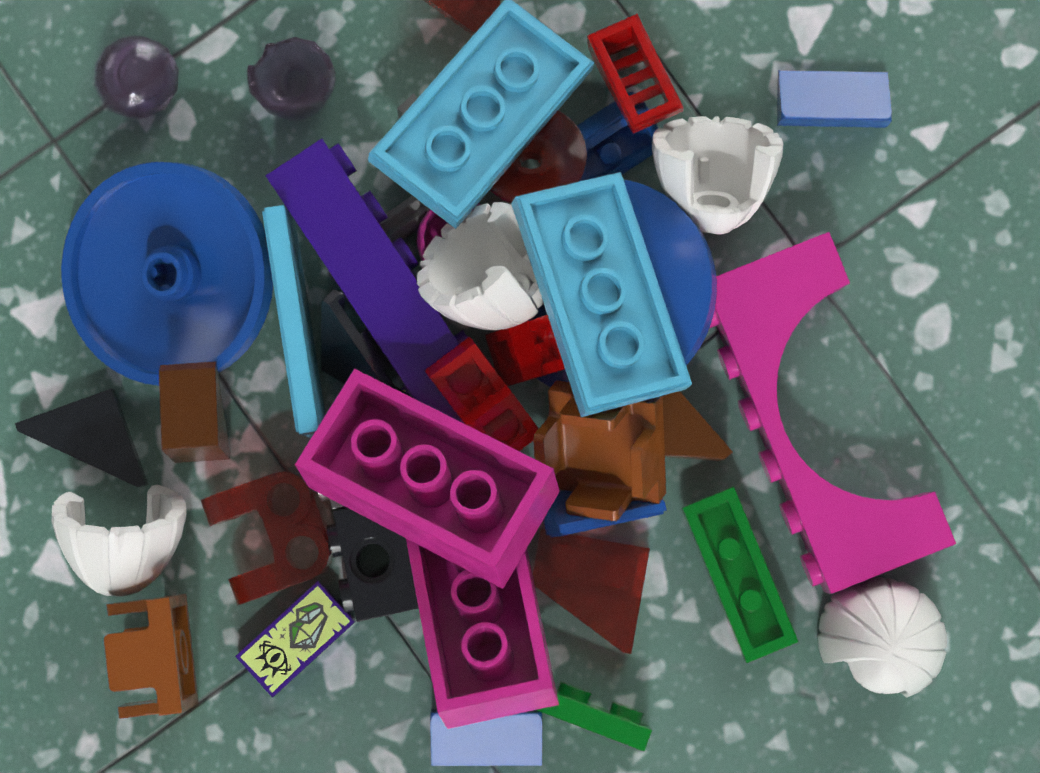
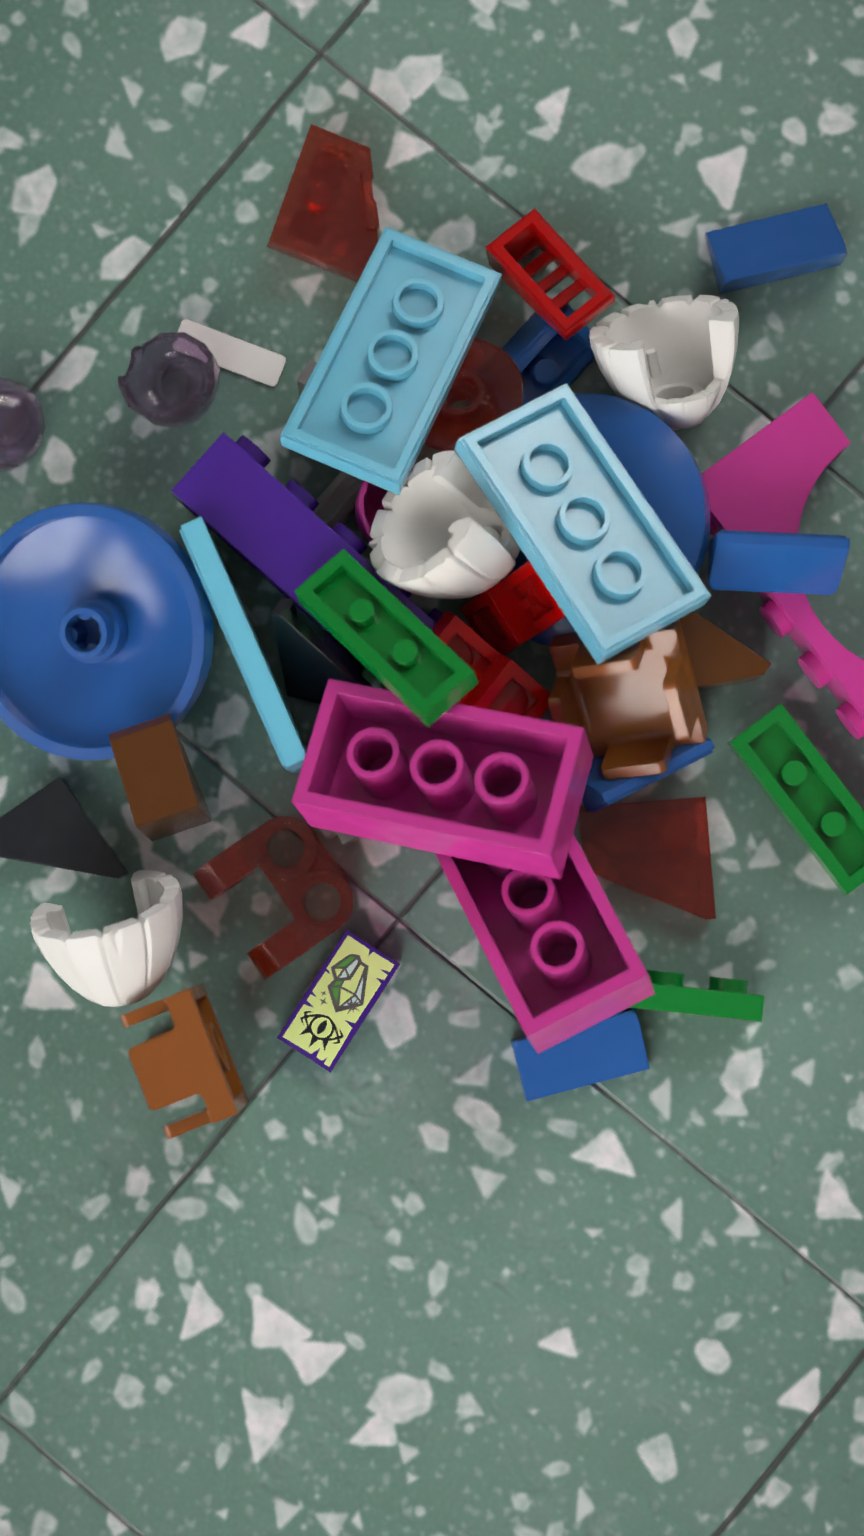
camera: 15 degrees left, 0 degrees up
(355, 69) = (238, 354): none -> white sticker
(367, 594) = (409, 930): black brick -> none
(410, 347) = (386, 637): none -> green plate
(758, 369) = (776, 562): none -> blue slope

